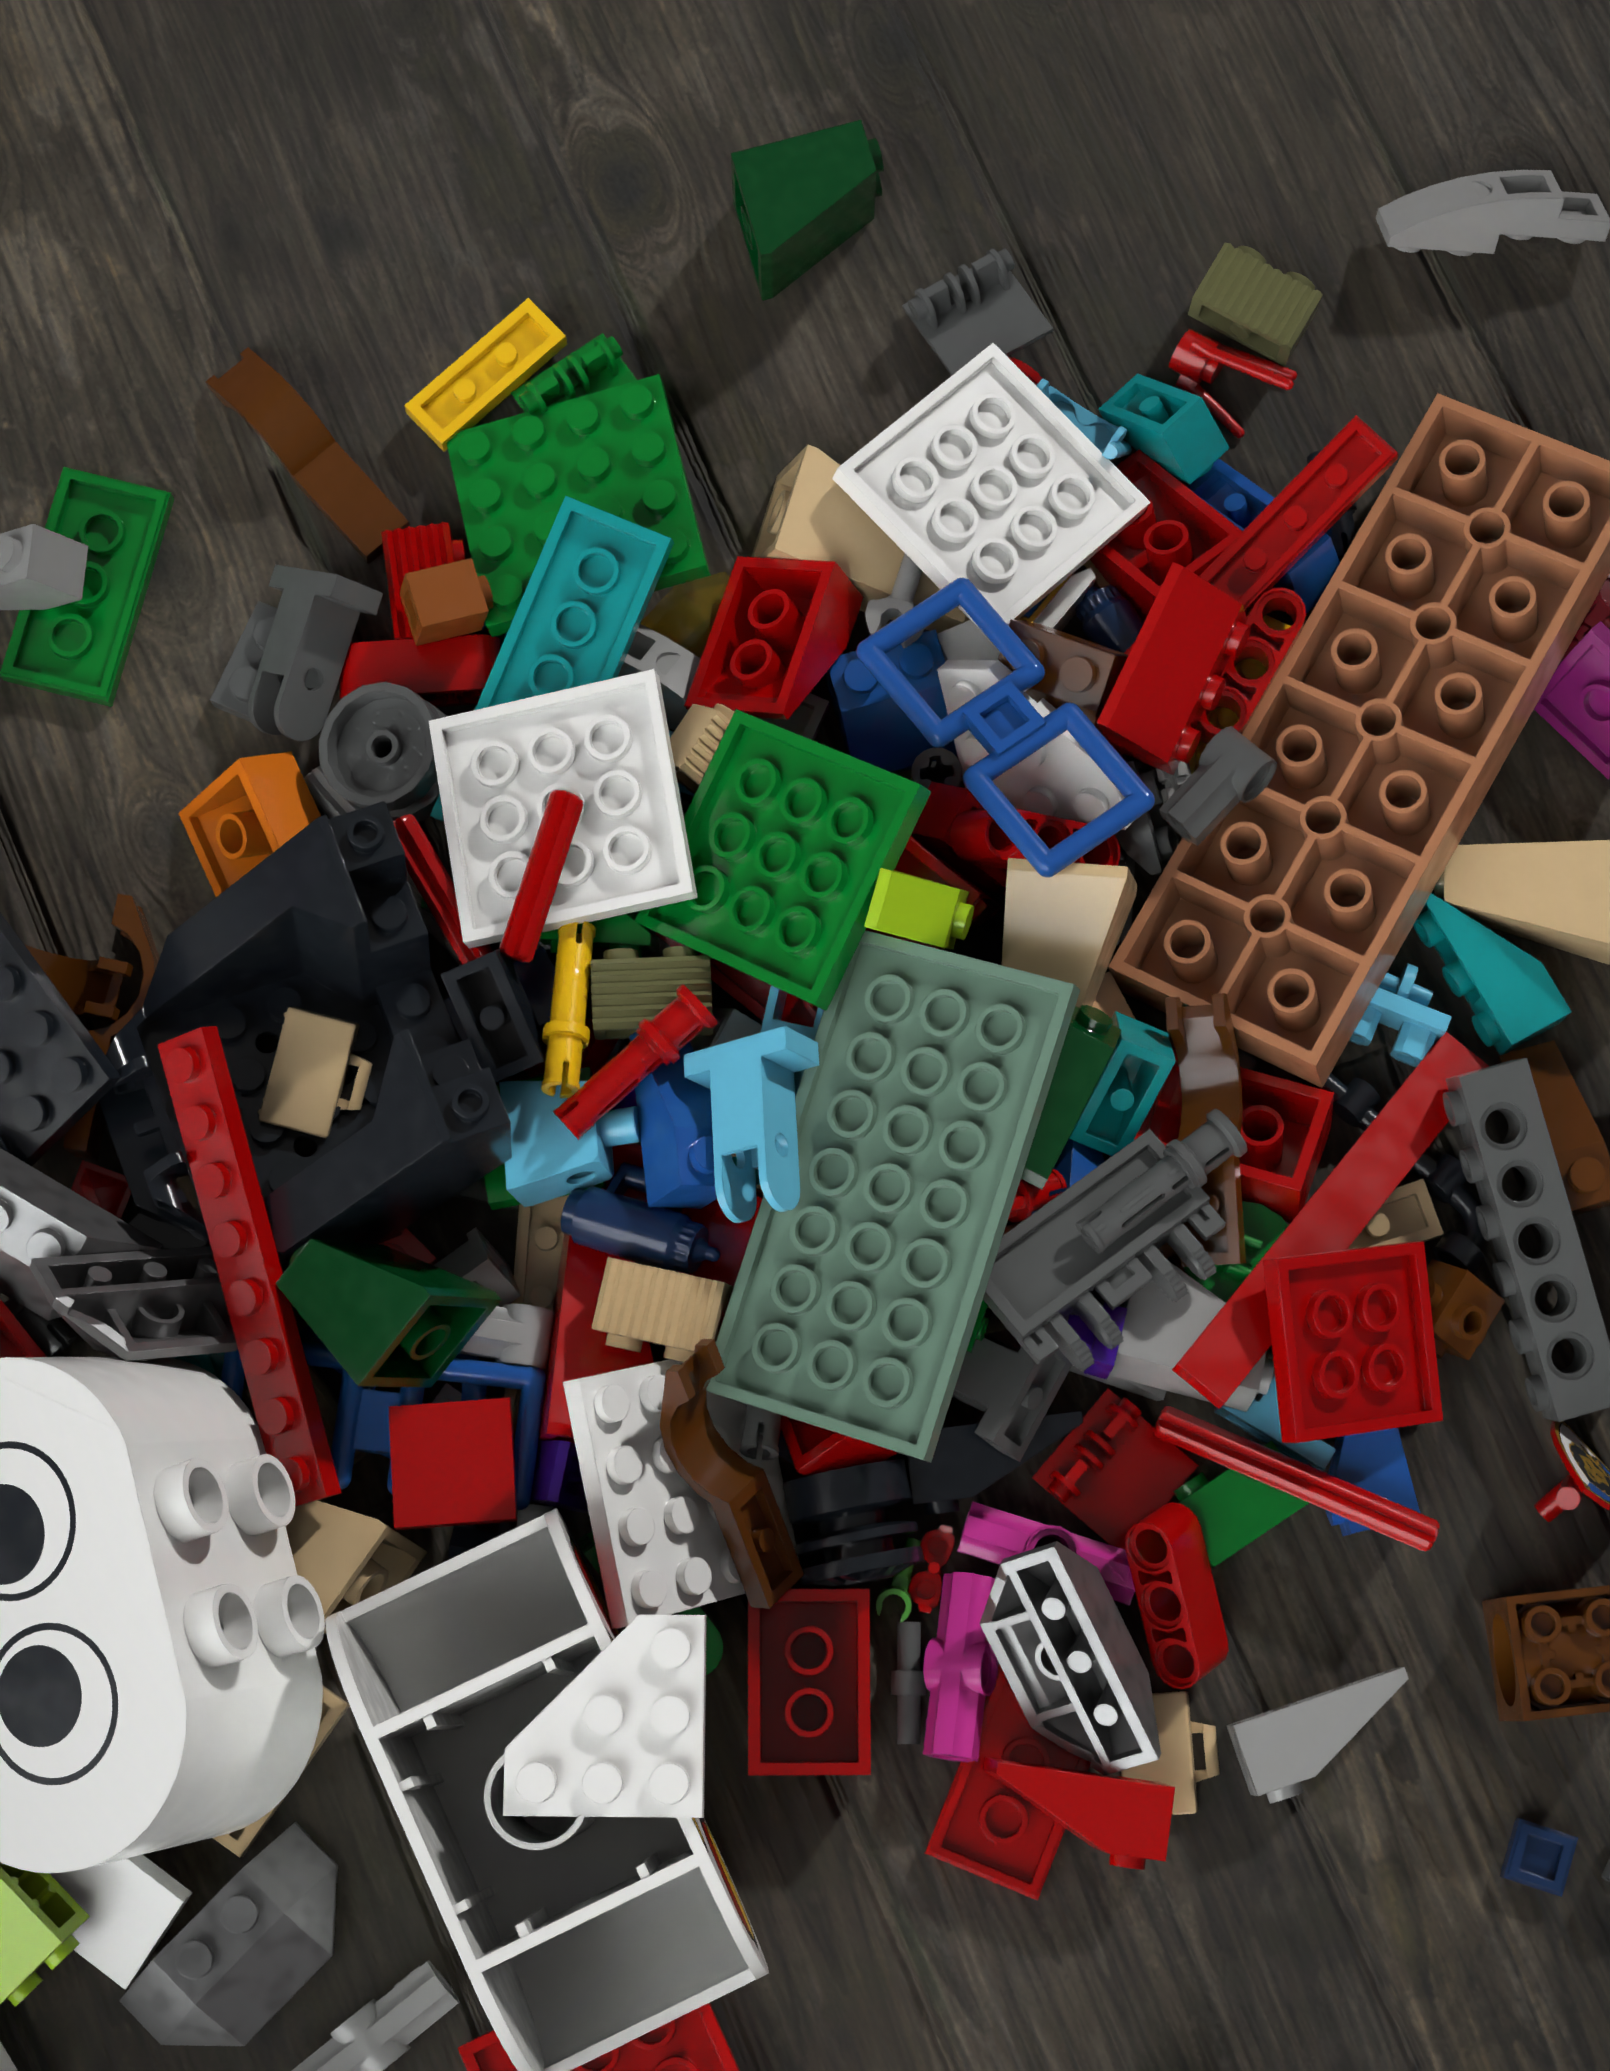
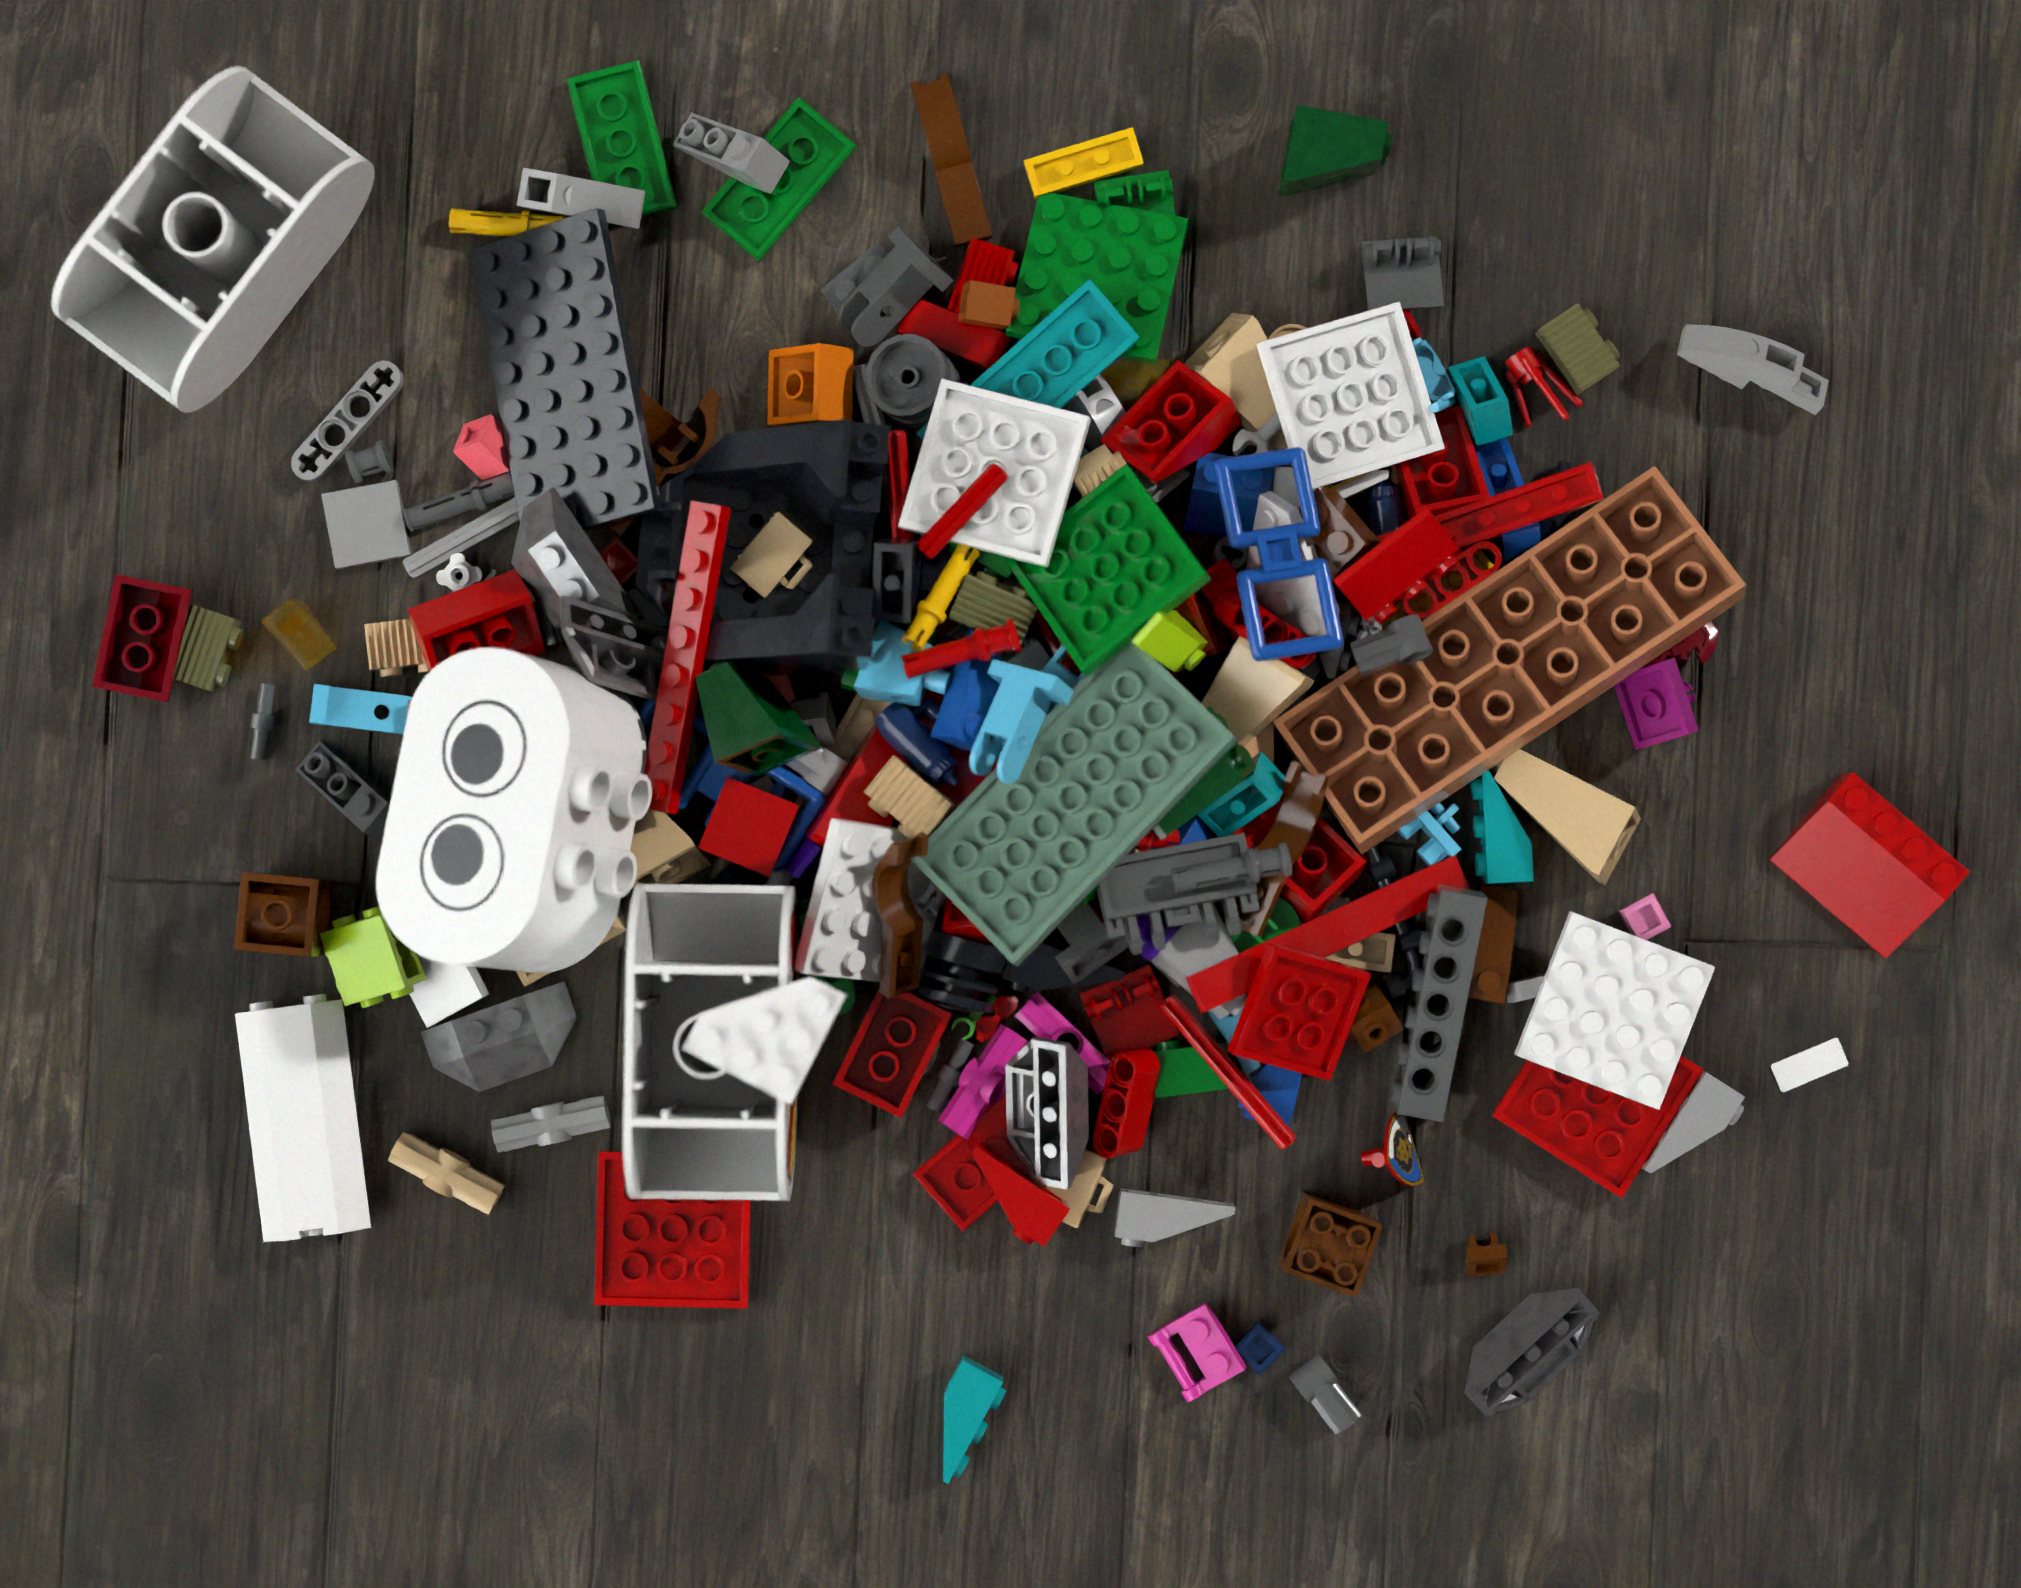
camera: 25 degrees right, 10 degrees up
(1467, 1890) = (1207, 1345): none -> dark pink plate

